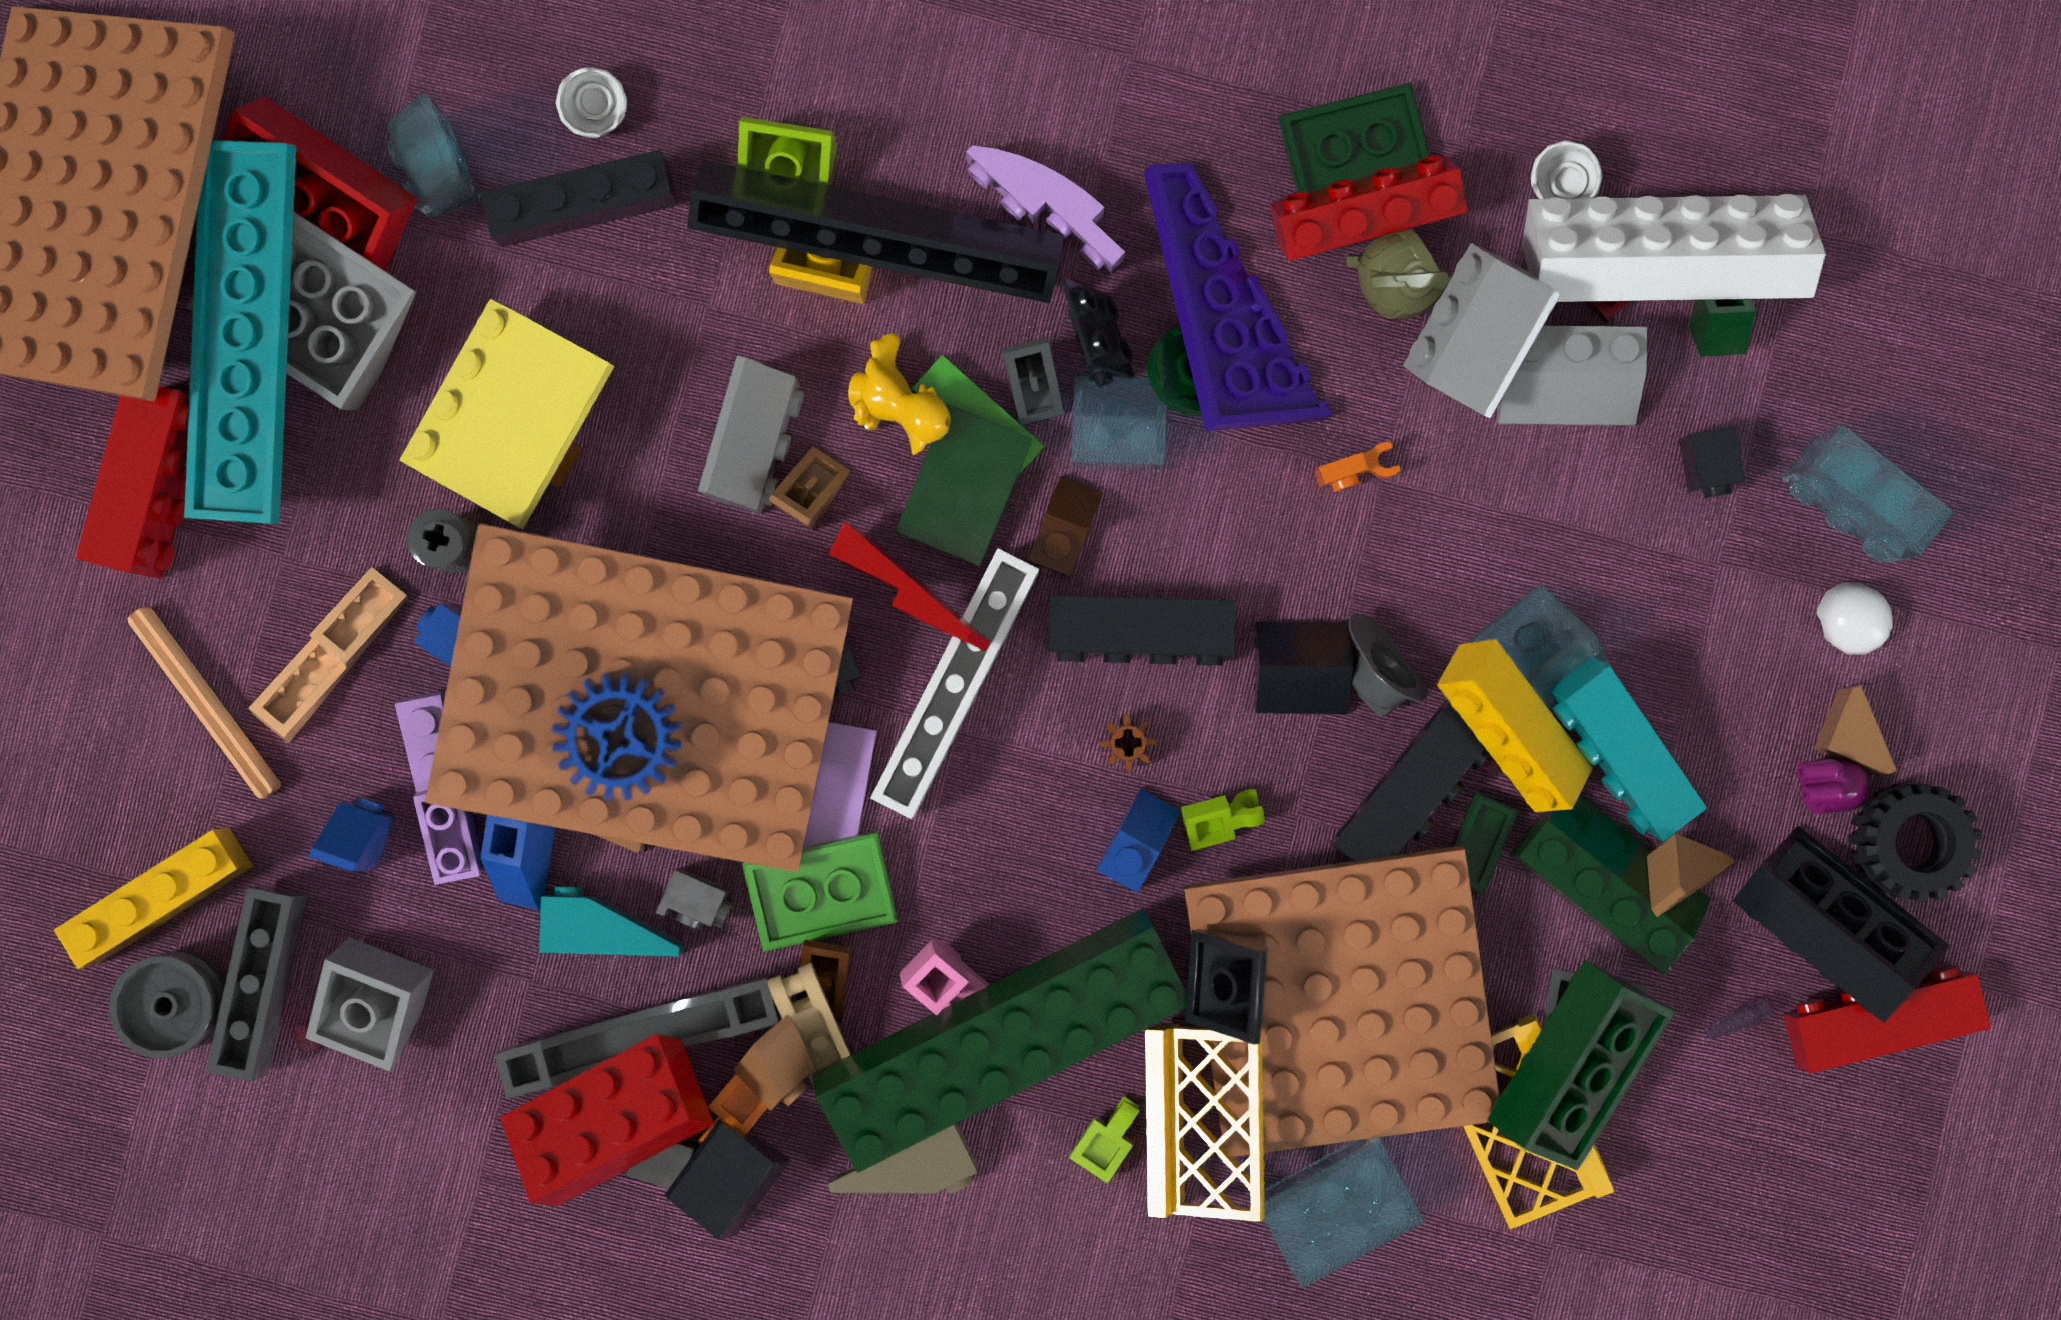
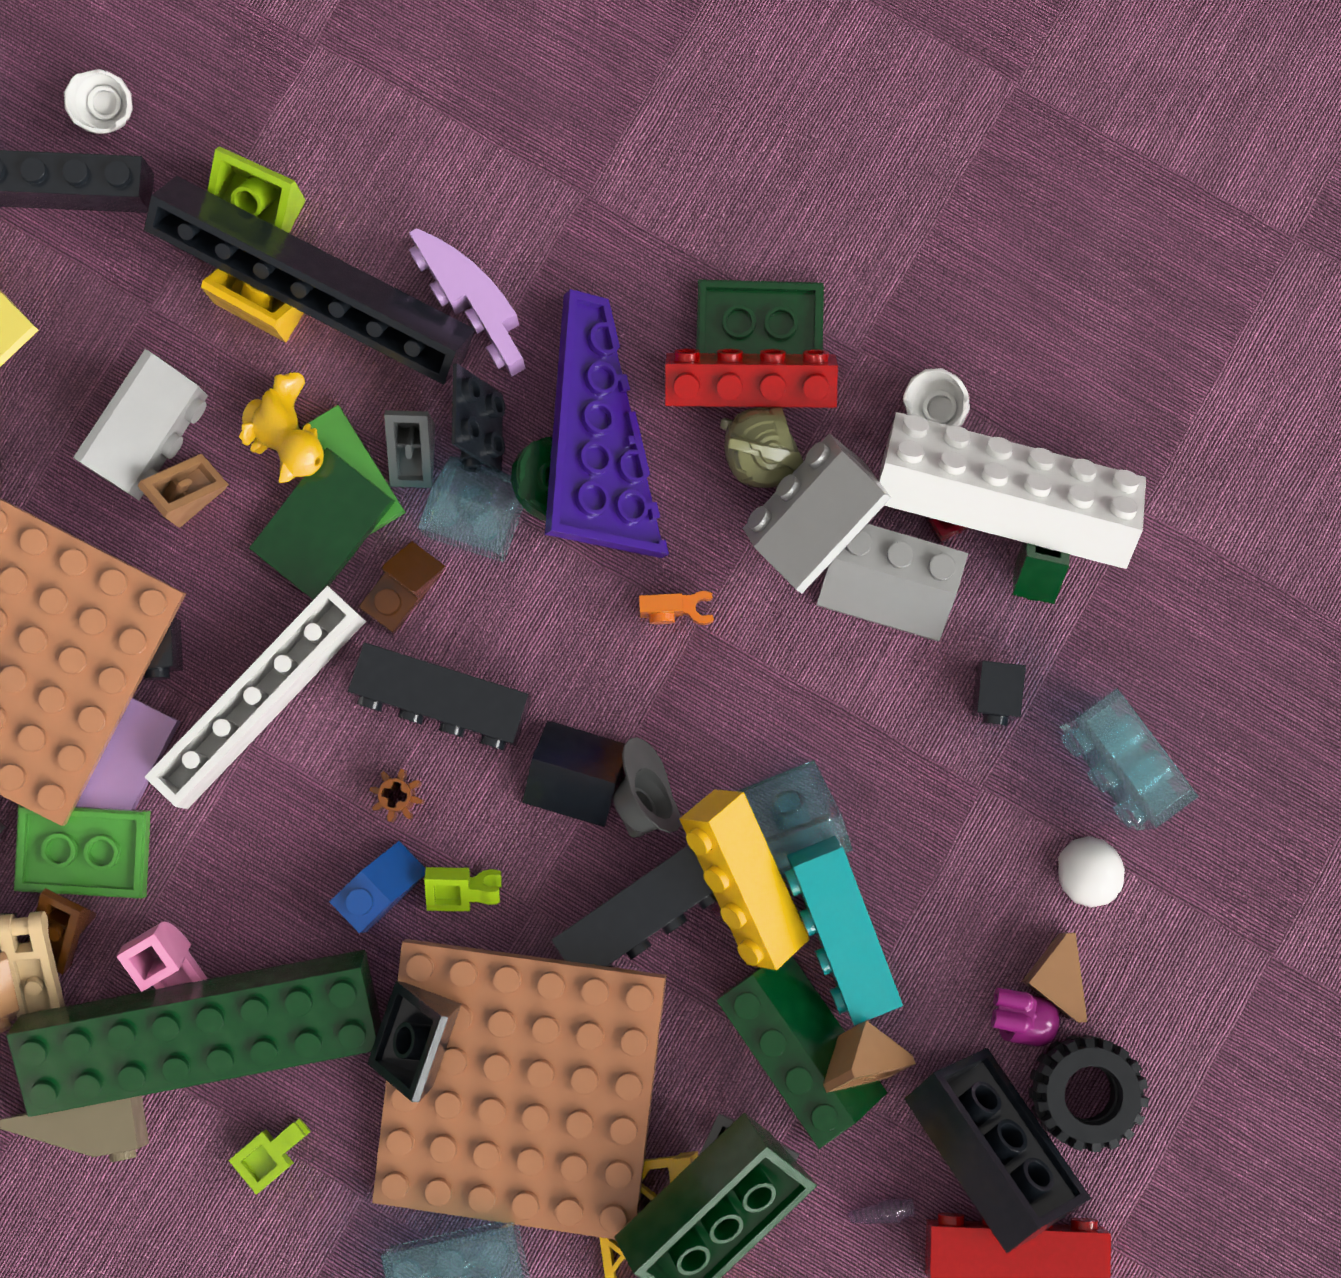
camera: 20 degrees right, 5 degrees down
(913, 597) = (239, 604): red slope -> none
(1167, 1130) = (323, 1161): fence -> none
(1484, 837) = (693, 978): dark green tile -> none

